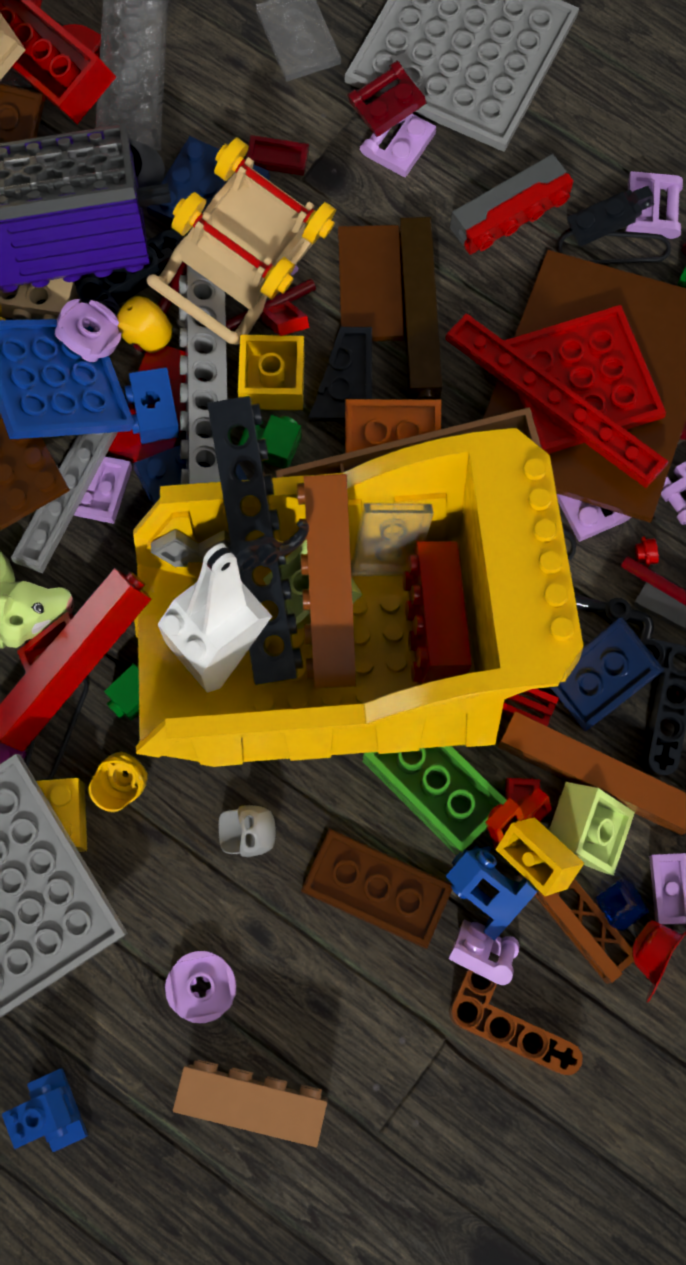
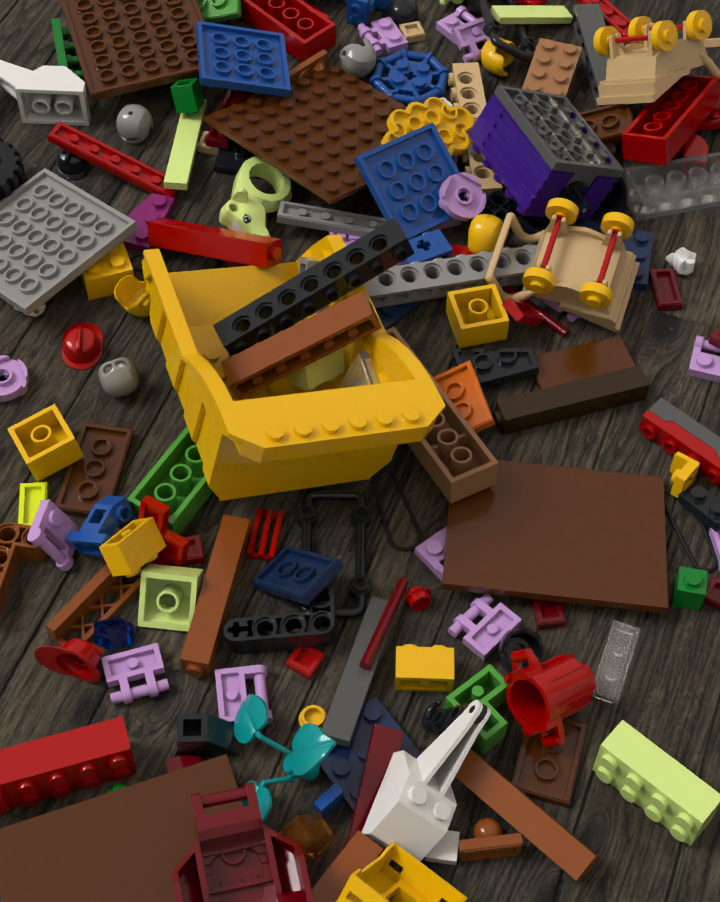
camera: 75 degrees right, 20 degrees down
(165, 872) = (82, 346): none -> red piece
(218, 615) = (252, 272): white slope -> none
(244, 120) = (682, 261): none -> white arm
(281, 438) = (426, 333): green brick -> none
(337, 943) = (45, 442): none -> yellow brick
(415, 975) = (30, 499): none -> neon yellow tile
(556, 226) = (684, 473): none -> yellow bracket
(557, 401) = (517, 493): red tile -> none
(600, 364) = (548, 512): red plate -> none

